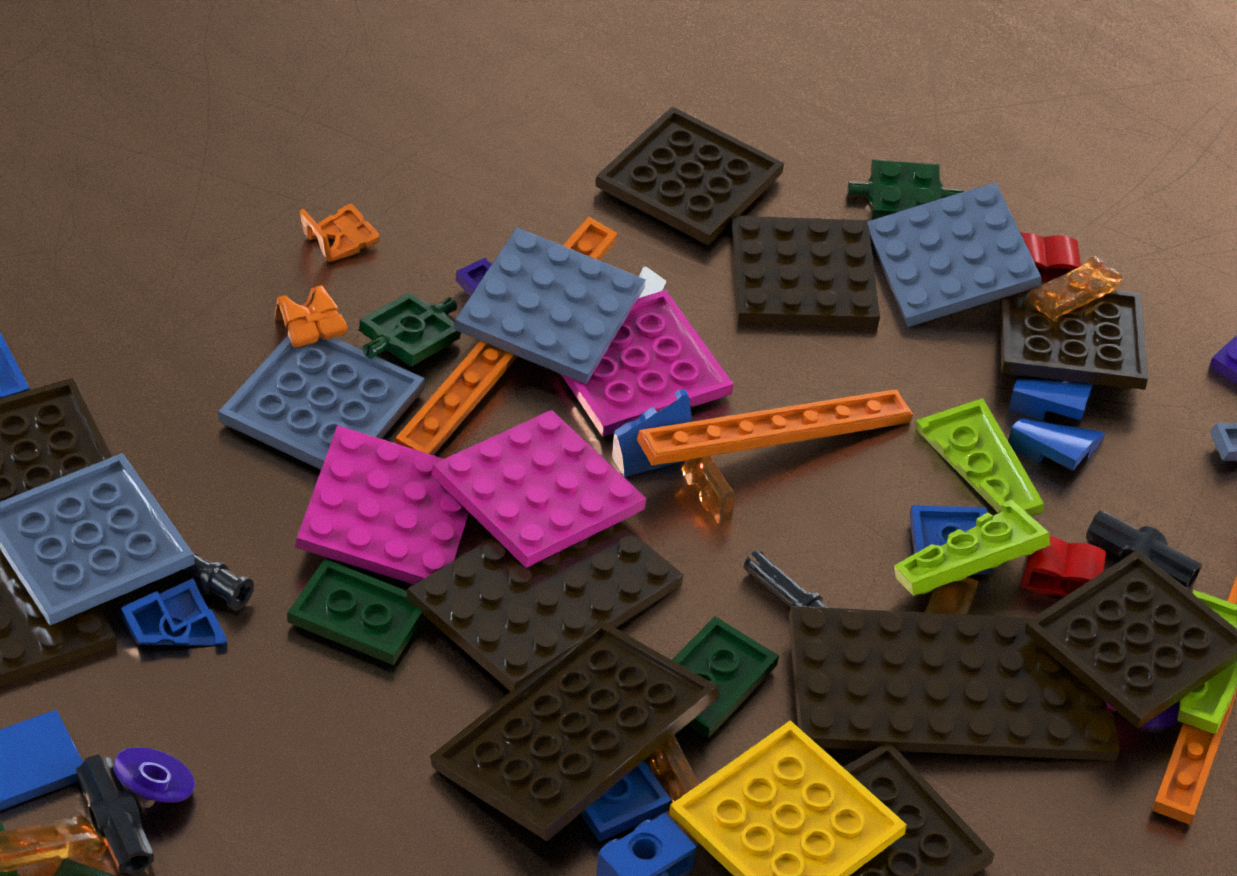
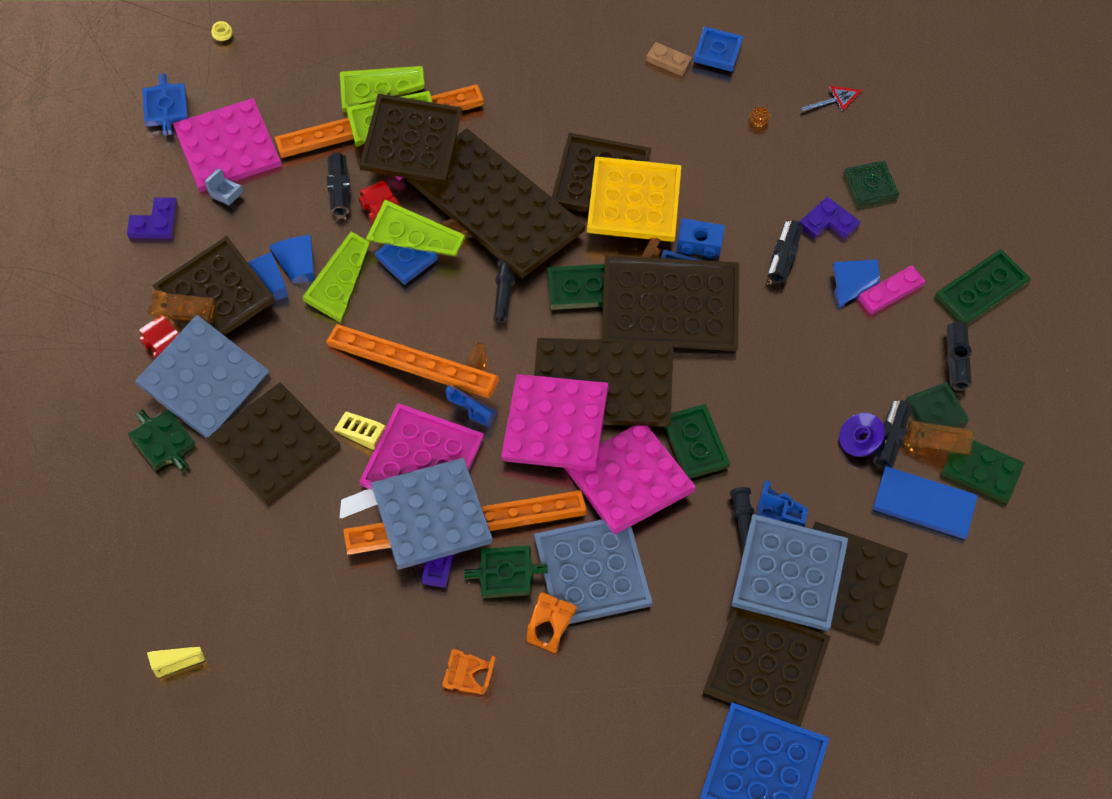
camera: 130 degrees left, 15 degrees up
(624, 53) = (172, 660): none -> light yellow slope
(689, 175) = (249, 546): dark brown plate -> none
(719, 338) = (363, 439): none -> light yellow slope

